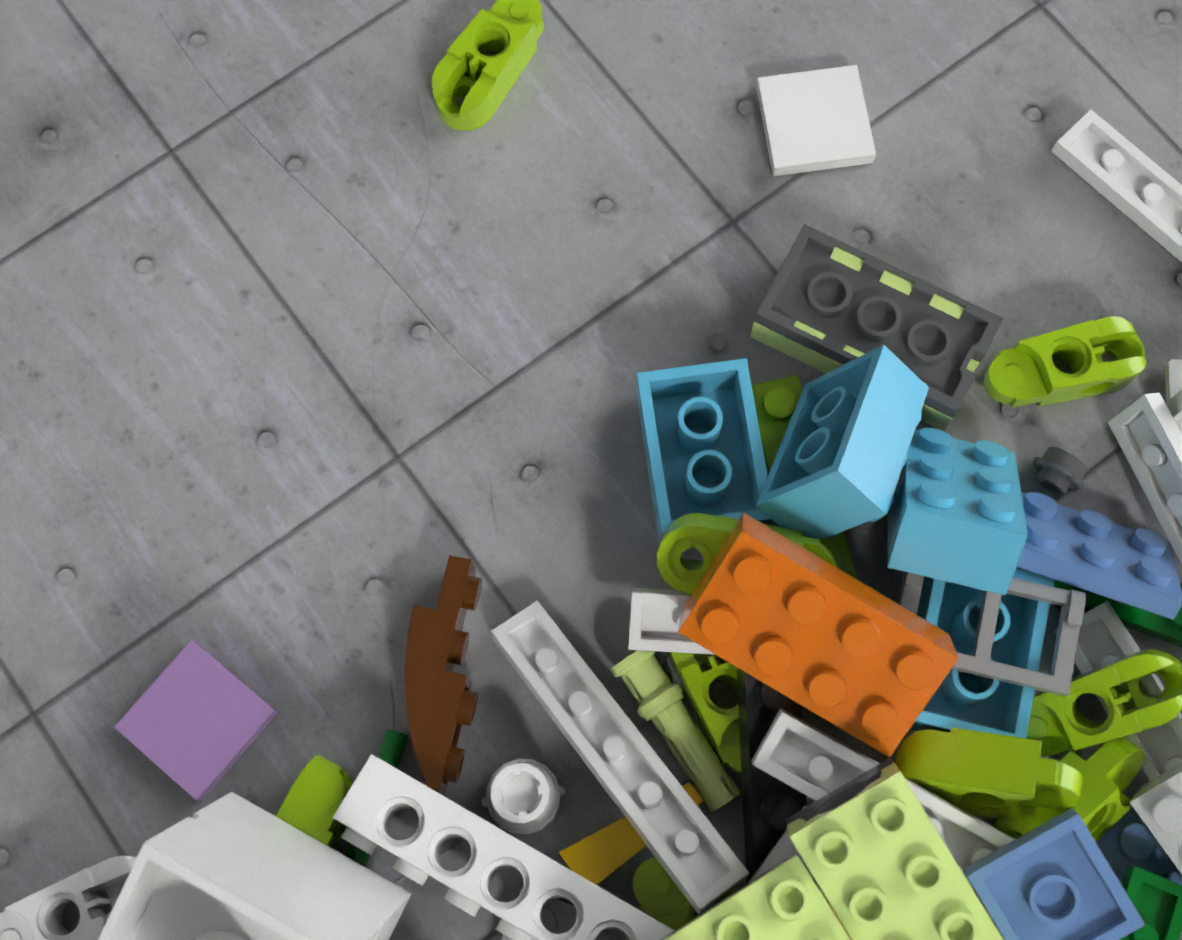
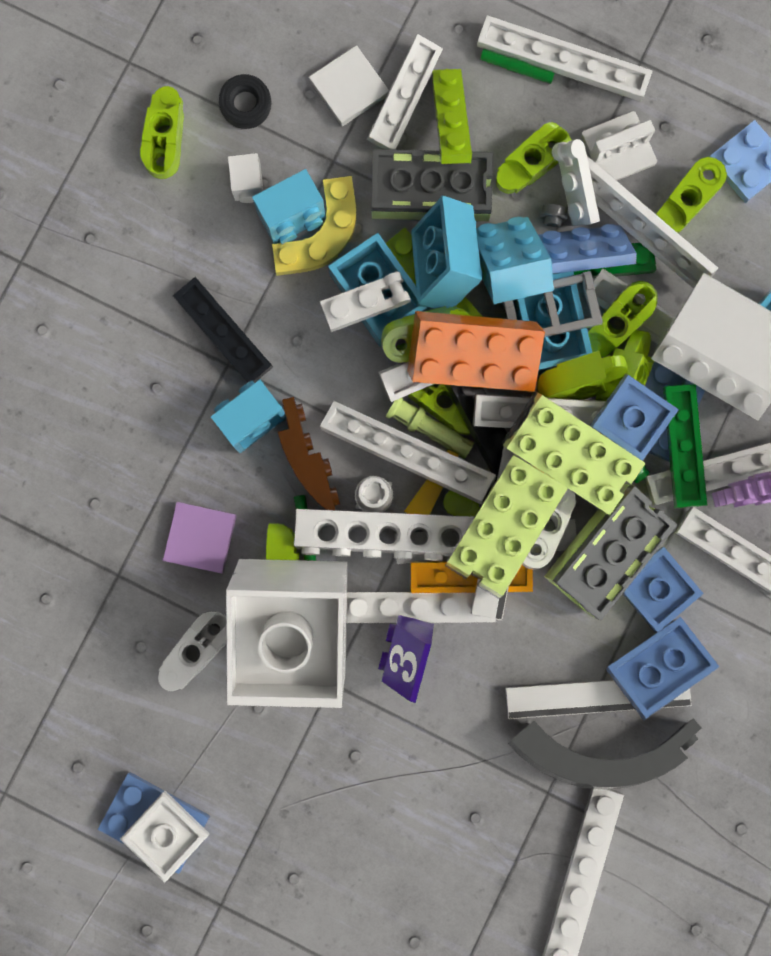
camera: 30 degrees left, 10 degrees up
(378, 554) = (248, 415): none -> medium azure brick
(417, 402) = (222, 331): none -> black plate
(579, 179) = (245, 177): none -> white brick
(624, 255) = (290, 207): none -> medium azure brick
(644, 42) = (240, 84): none -> black tyre
(660, 340) = (329, 240): none -> light yellow plate
(667, 459) = (364, 302): none -> white plate
(899, 168) = (404, 93): none -> white plate
(958, 236) = (451, 116): none -> lime plate
(1105, 210) = (517, 66): none -> green piece
(1127, 434) = (576, 182): none -> white plate

